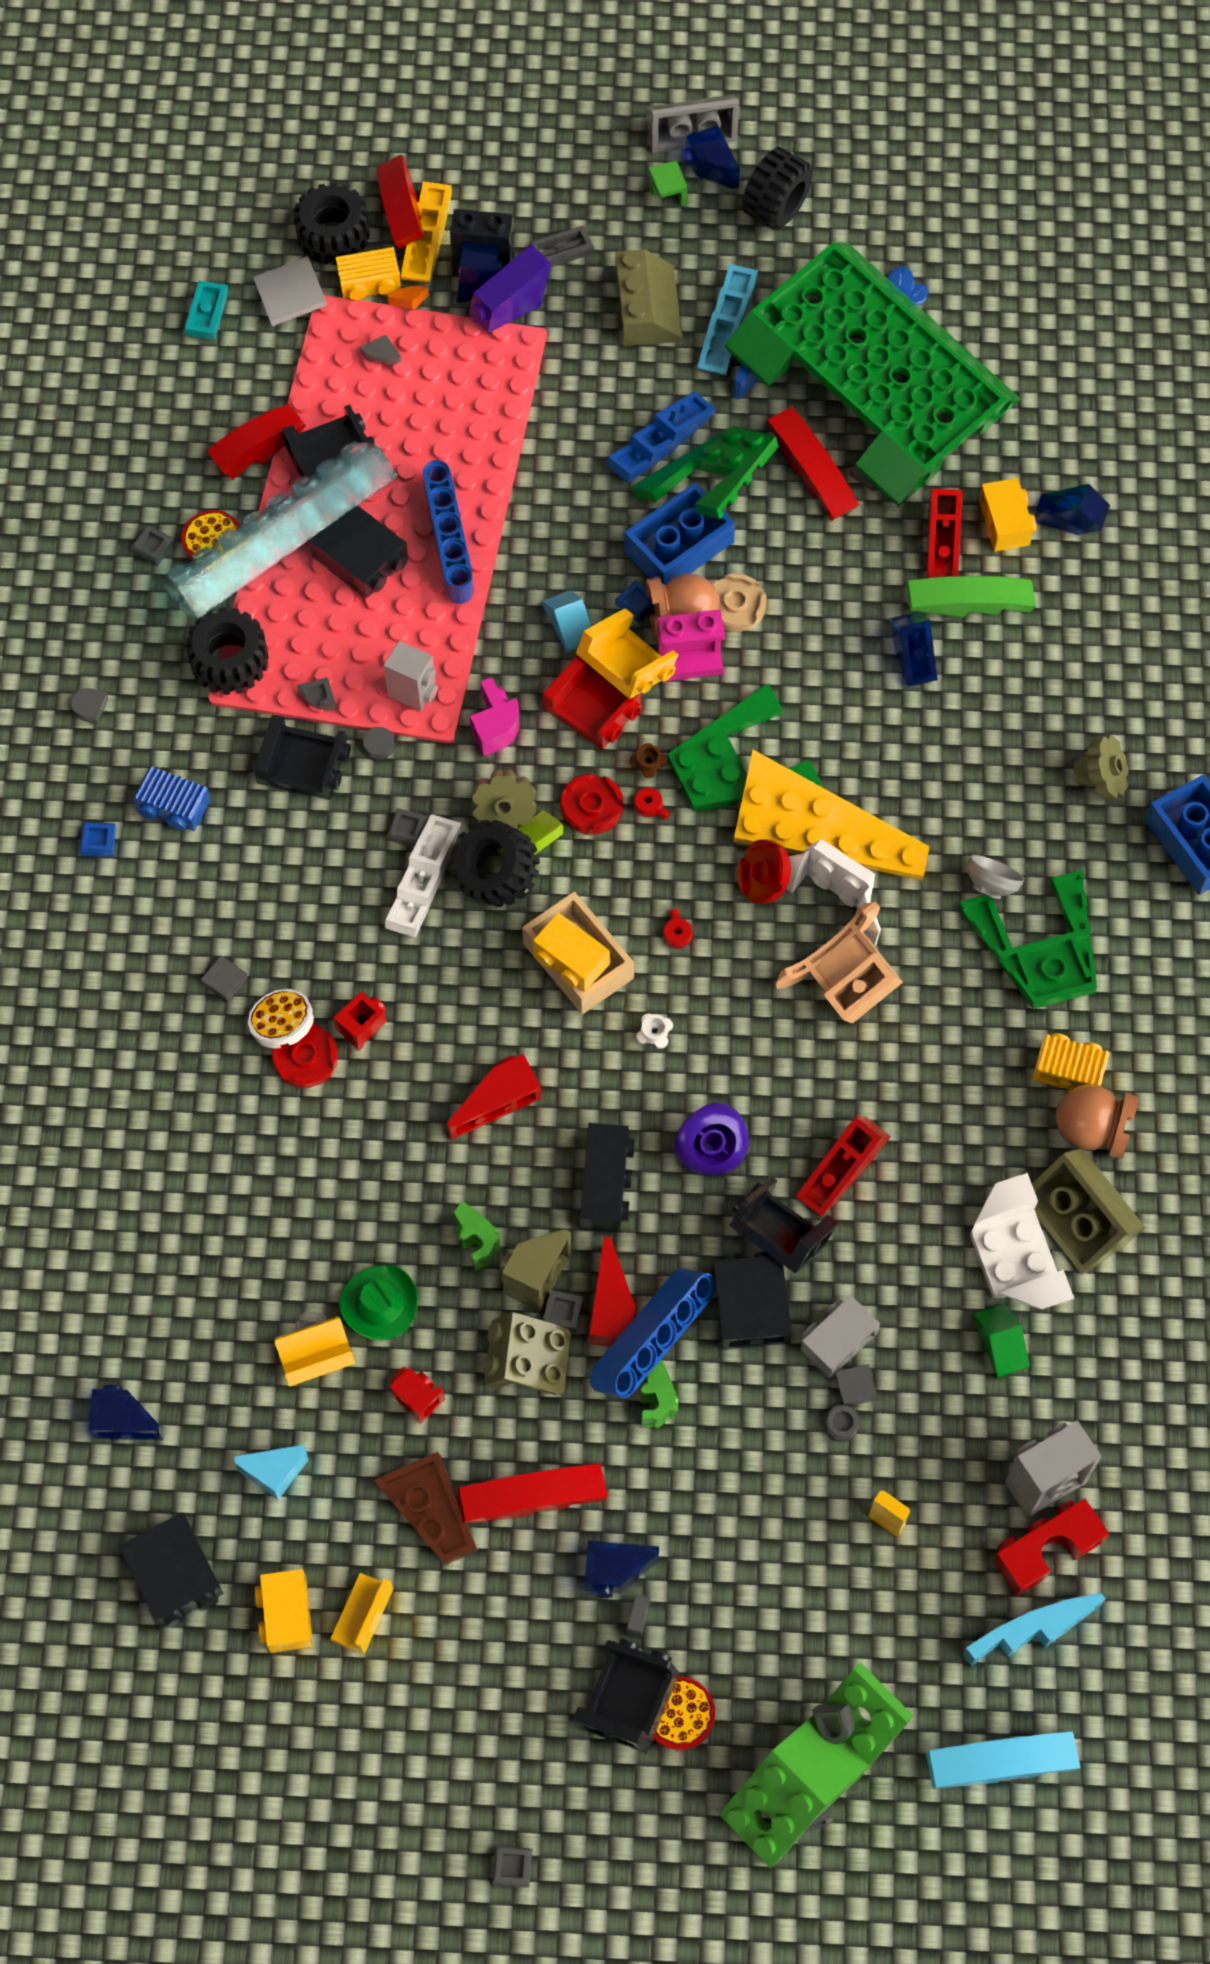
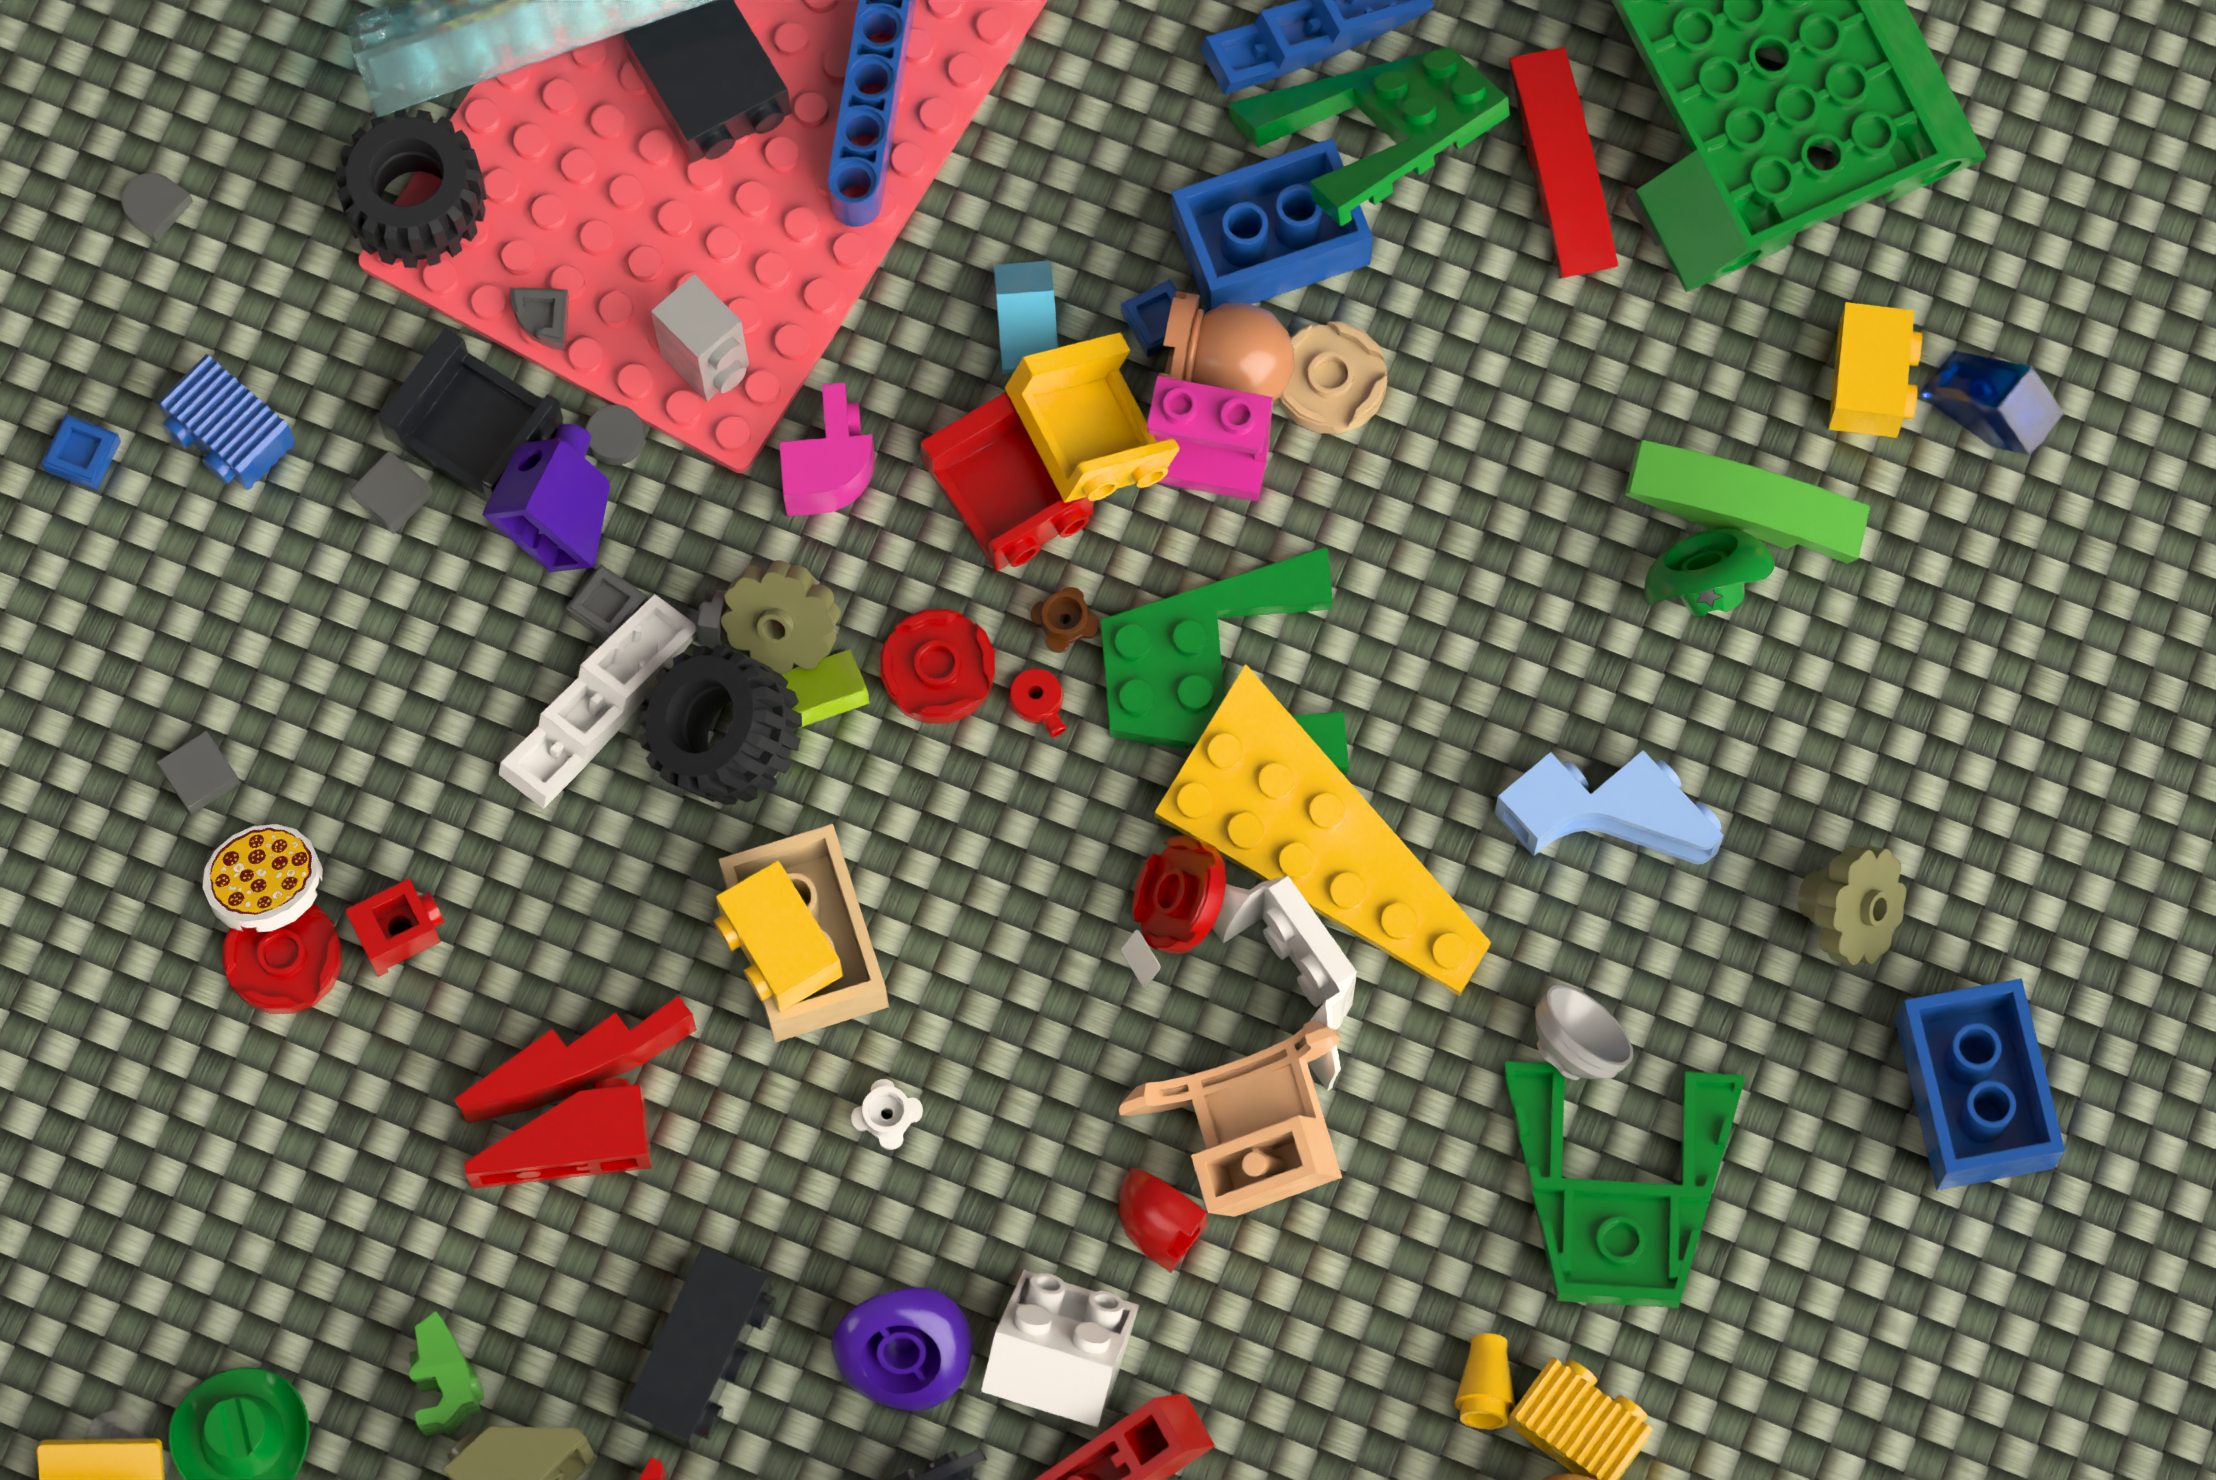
camera: 20 degrees right, 5 degrees up
(272, 807) = (391, 492): none -> dark grey tile
(362, 782) = (552, 501): none -> dark purple torso
(466, 815) = (709, 618): none -> dark grey tile
(475, 1063) = (552, 1071): none -> red slope
(676, 925) = (996, 936): red piece -> none
(754, 911) = (1140, 958): none -> white sticker
(791, 1114) = (1059, 1347): none -> white slope
(815, 1034) = (1159, 1218): none -> red brick
(914, 648) = (1608, 567): clear blue slope -> none
(944, 532) = (1744, 372): red slope -> none
(965, 633) = (1708, 570): none -> green hat
(975, 758) = (1635, 804): none -> light blue arch
(1015, 1062) = (1486, 1384): none -> yellow cone

